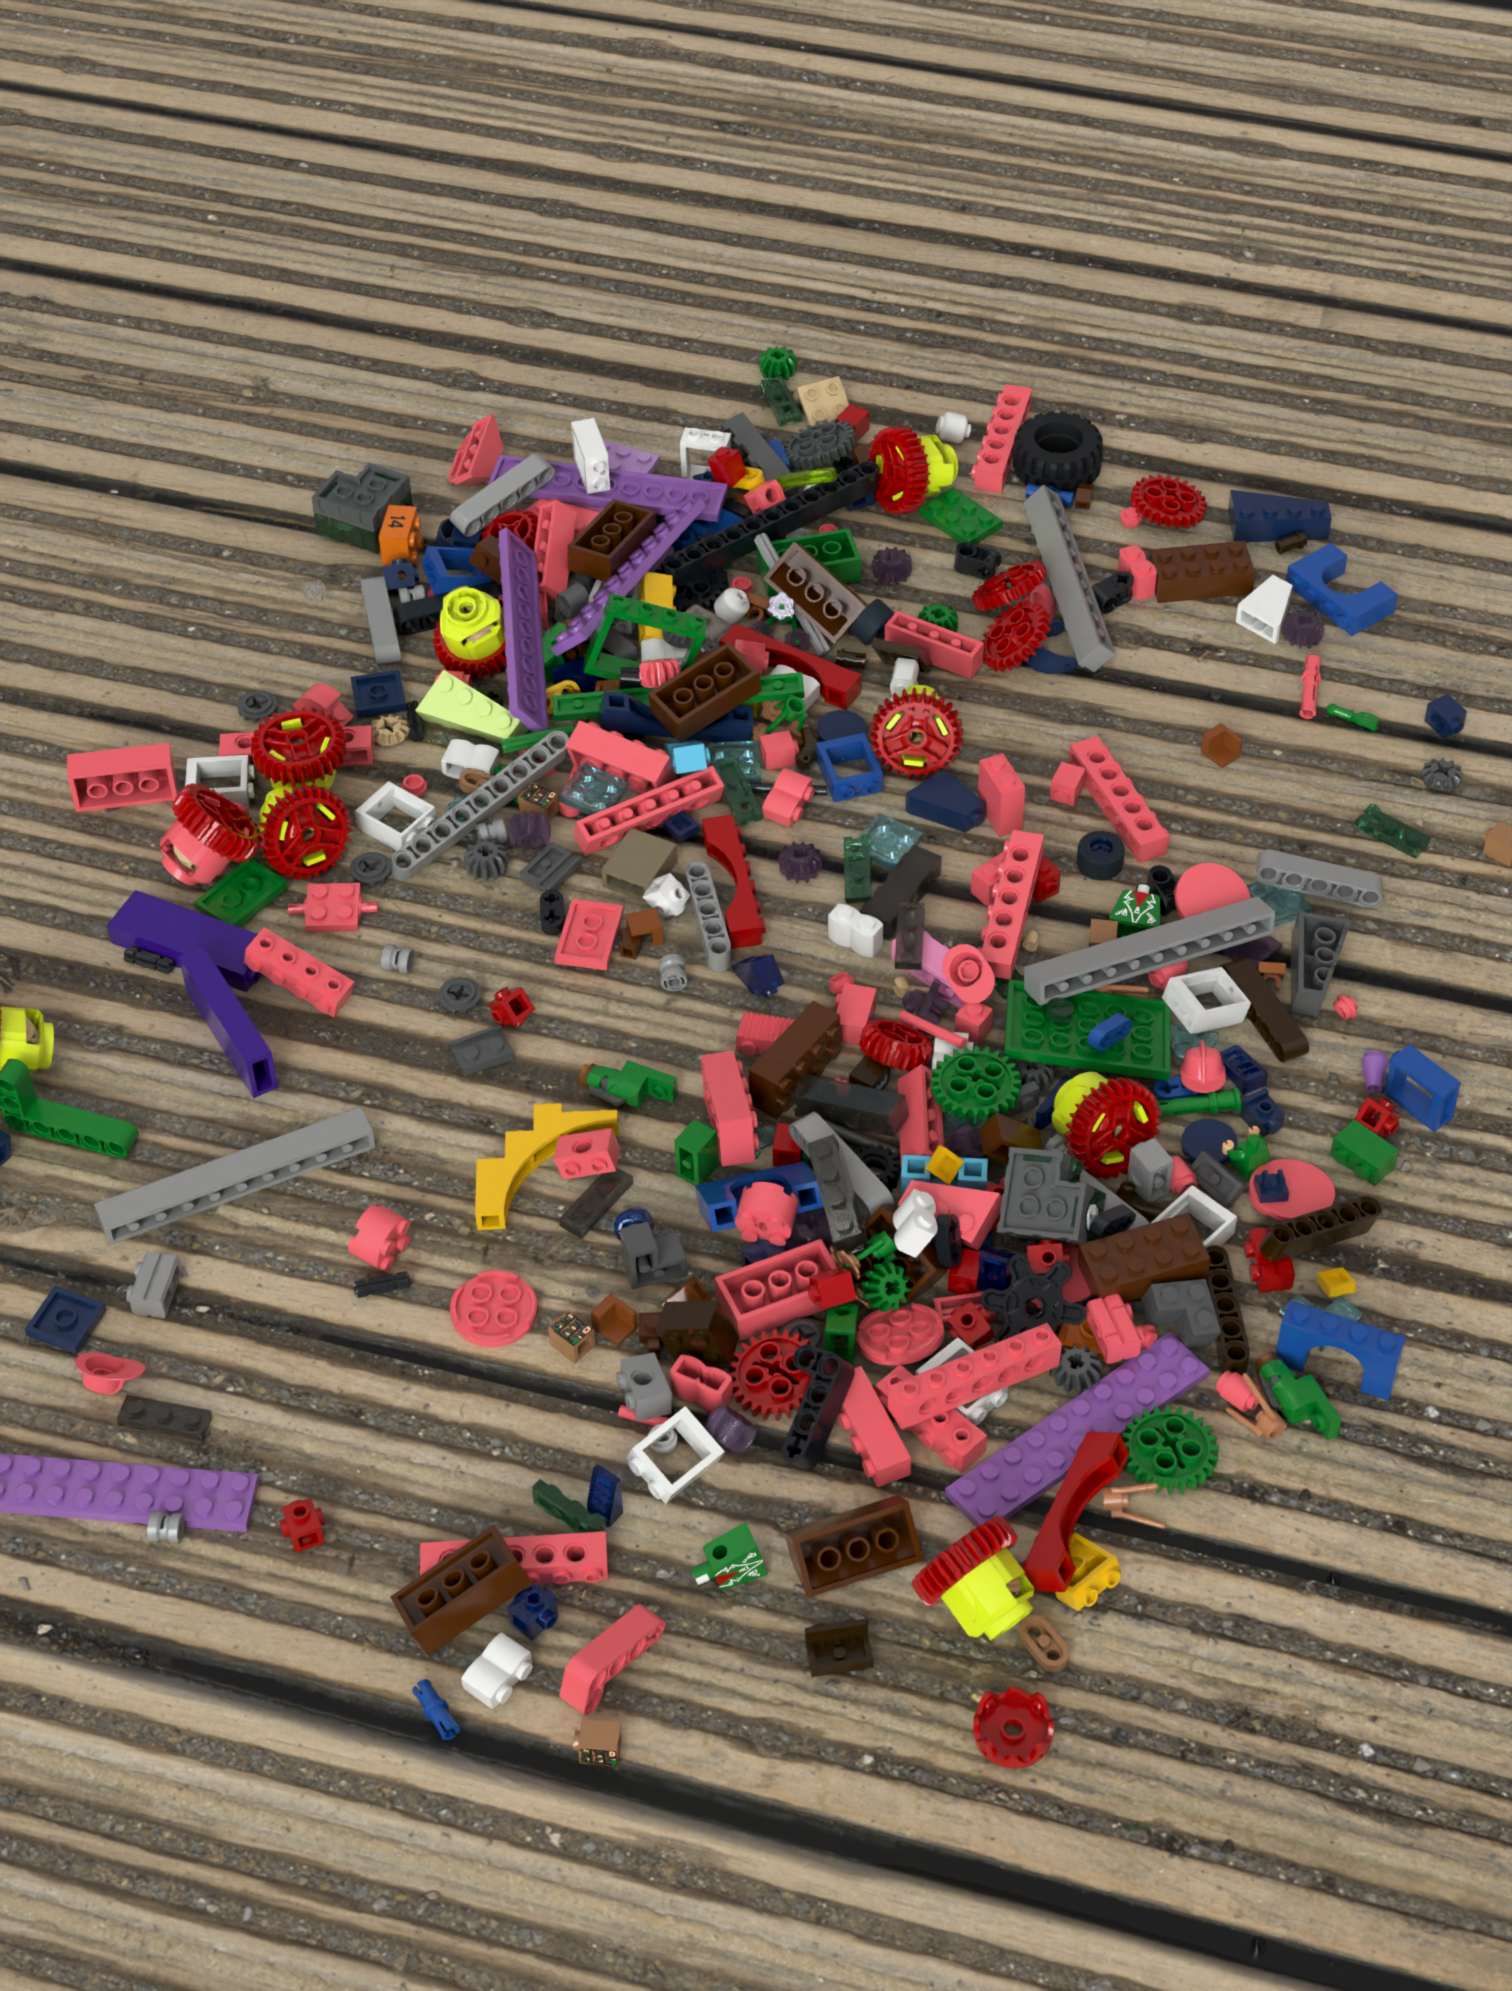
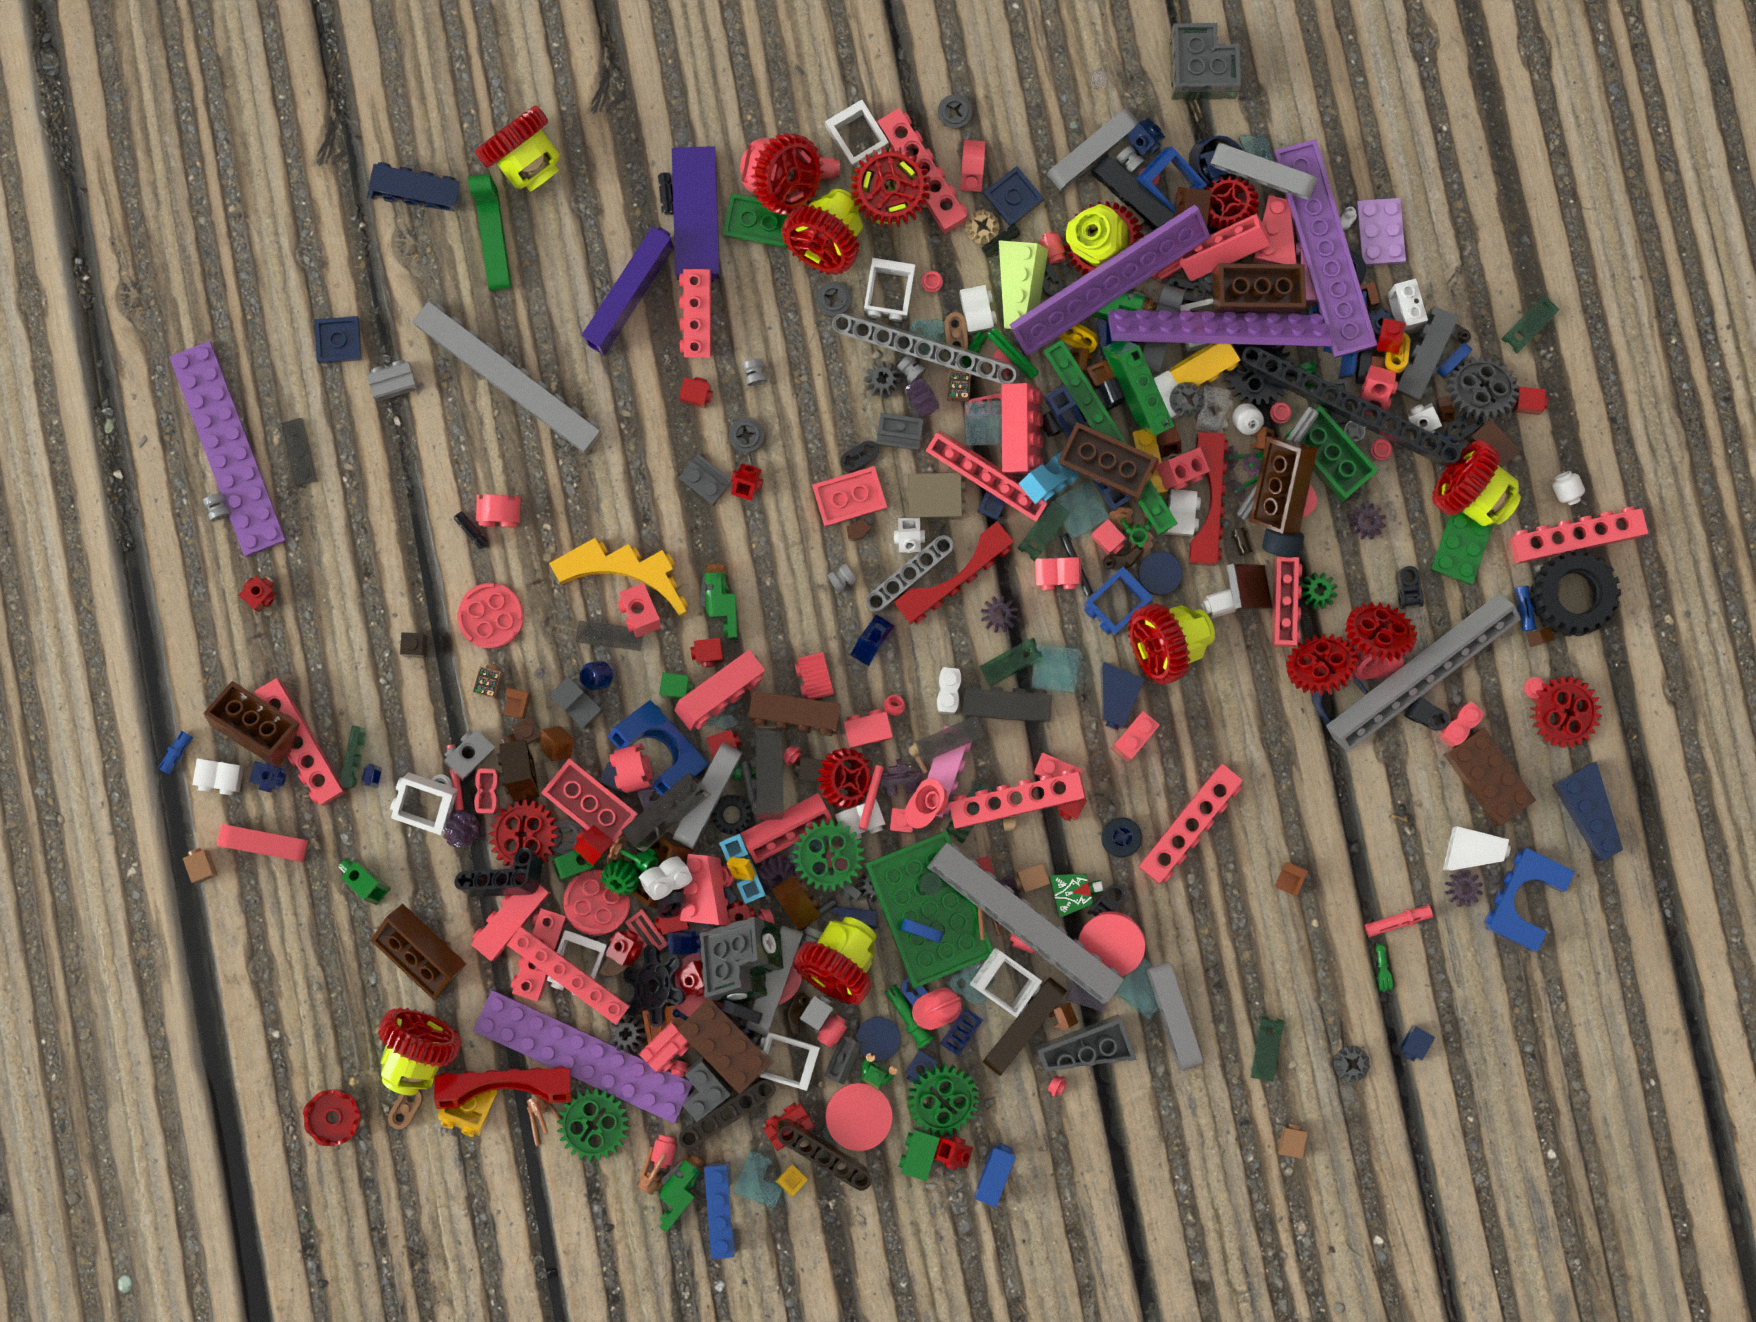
camera: 65 degrees right, 35 degrees up
(107, 1373) = (308, 396): coral piece -> none
(122, 777) = (818, 63): coral brick -> none
(333, 907) = (782, 294): coral plate -> none
(381, 1016) = (696, 392): none -> red brick
(401, 535) = (1183, 114): orange brick -> none
(477, 454) = (1318, 114): coral wedge -> none
(477, 1390) = (413, 645): none -> dark brown brick
(590, 456) = (1334, 222): white window -> none
(646, 922) = (873, 534): dark orange panel -> none
(658, 671) = (1116, 413): coral gear -> none
(674, 1116) = (707, 652): none -> red brick
(777, 363) = (1573, 289): green gear -> none
(807, 477) = (1411, 408): clear neon green axle -> none
(821, 400) = (1544, 362): tan bracket -> none
(838, 1647) = (336, 980): dark brown bracket -> none
(1067, 783) = (1185, 777): coral brick -> none
(1271, 1187) = (847, 1103): dark blue tile -> none
(1291, 542) = (1570, 834): dark brown pin -> none
(1310, 1103) = (927, 1113): none -> green gear
(1374, 1069) = (1004, 1131): medium lavender cone -> none

